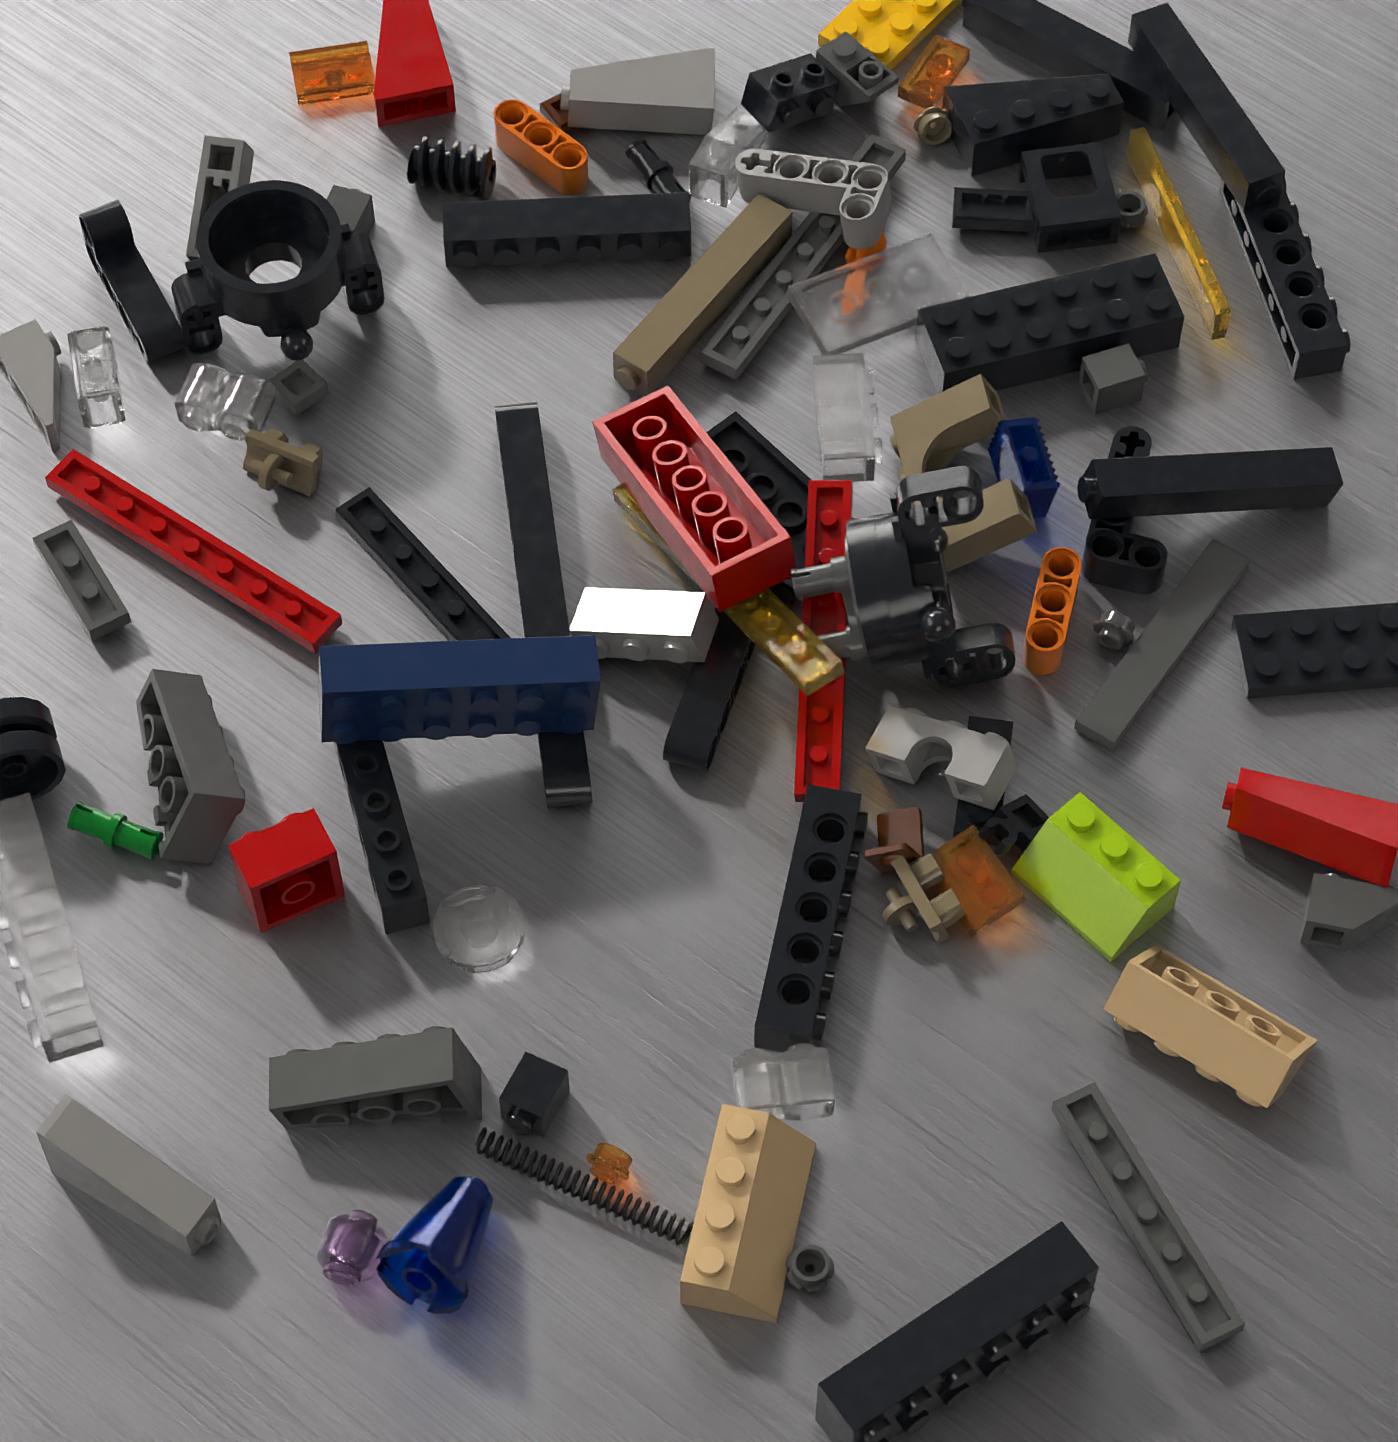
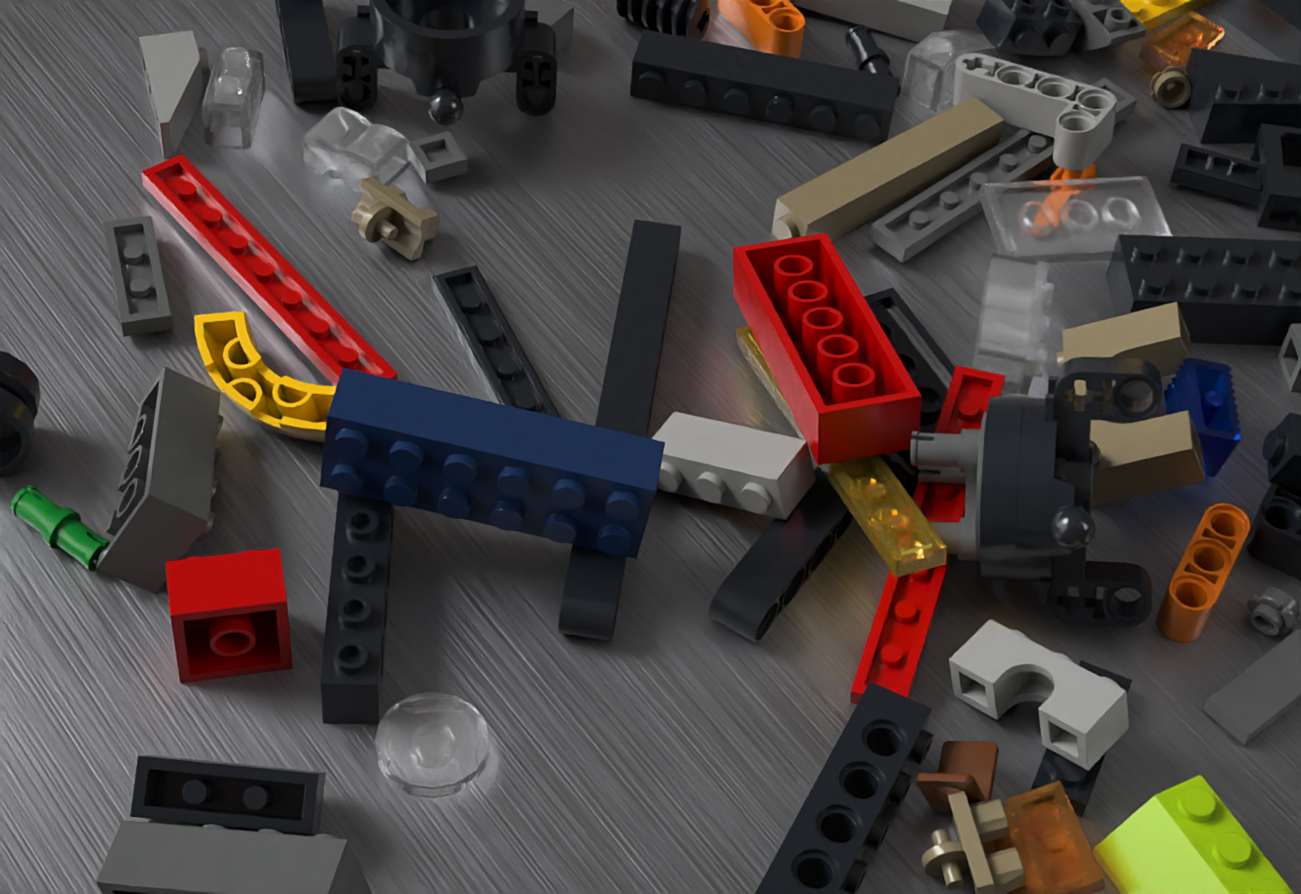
camera: 10 degrees right, 10 degrees down
(234, 666) = (259, 393): none -> yellow brick
(341, 1014) = (228, 794): none -> black brick
(1015, 824) = (1109, 794): black plate -> none

